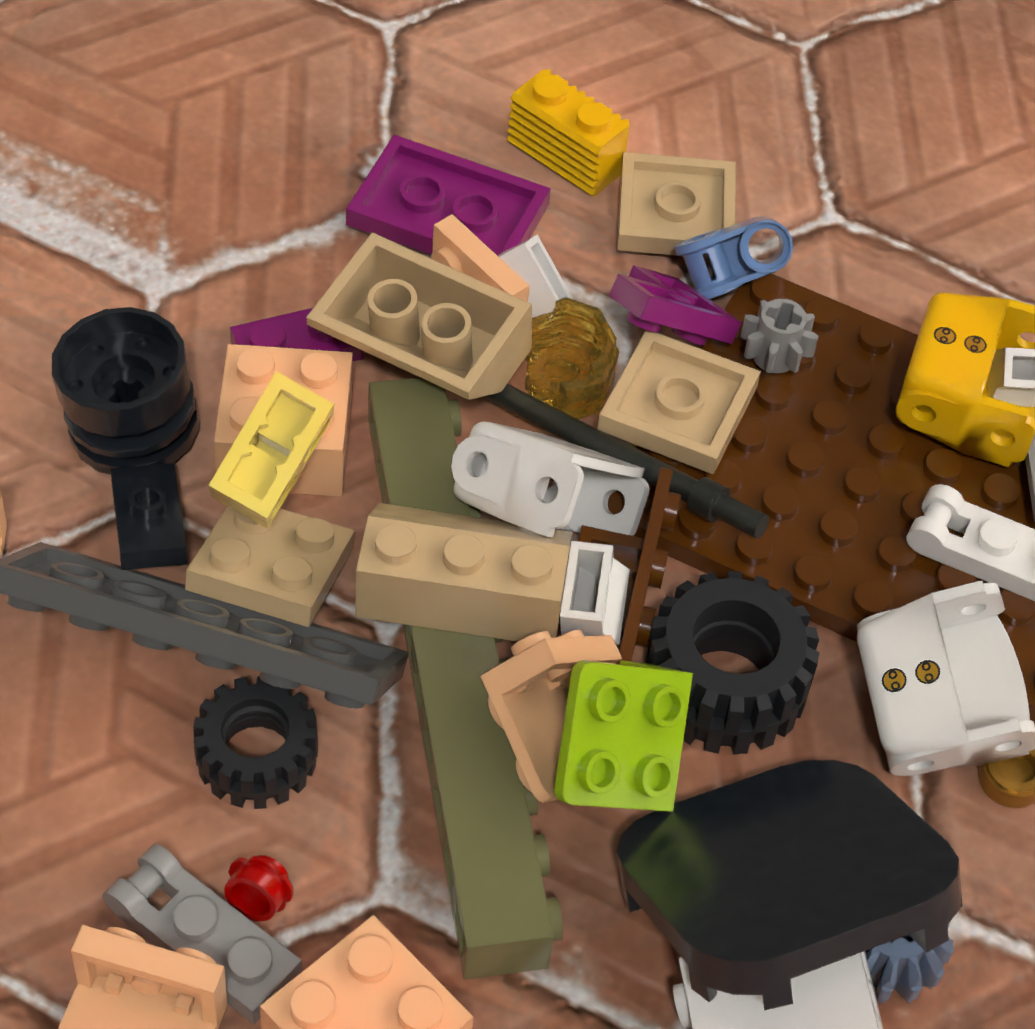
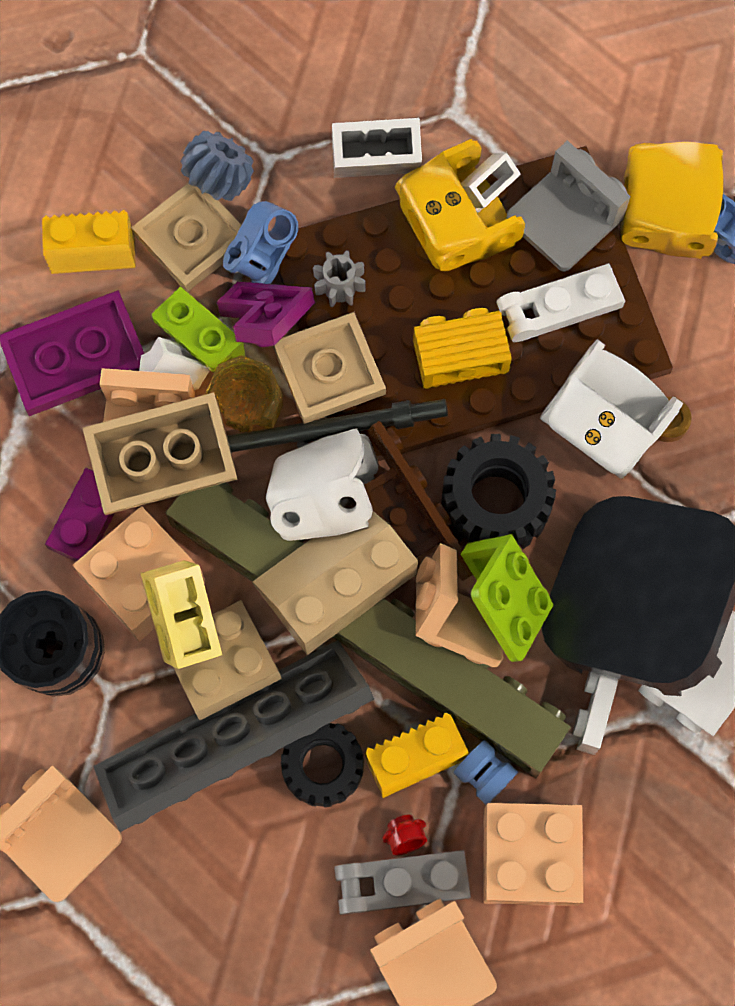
camera: 40 degrees left, 20 degrees up
(148, 516) = (132, 697): black plate -> none
(357, 816) = (416, 755): none -> yellow brick
(413, 901) = (495, 777): none -> medium blue wheel
(584, 261) = (197, 330): none -> lime bracket
(592, 970) = (591, 723): none -> white plate
(594, 591) = (418, 521): white piece -> none
(765, 164) = (217, 165): none -> sand blue gear
(839, 494) = (461, 347): none -> yellow brick
(940, 246) = (376, 147): none -> white brick

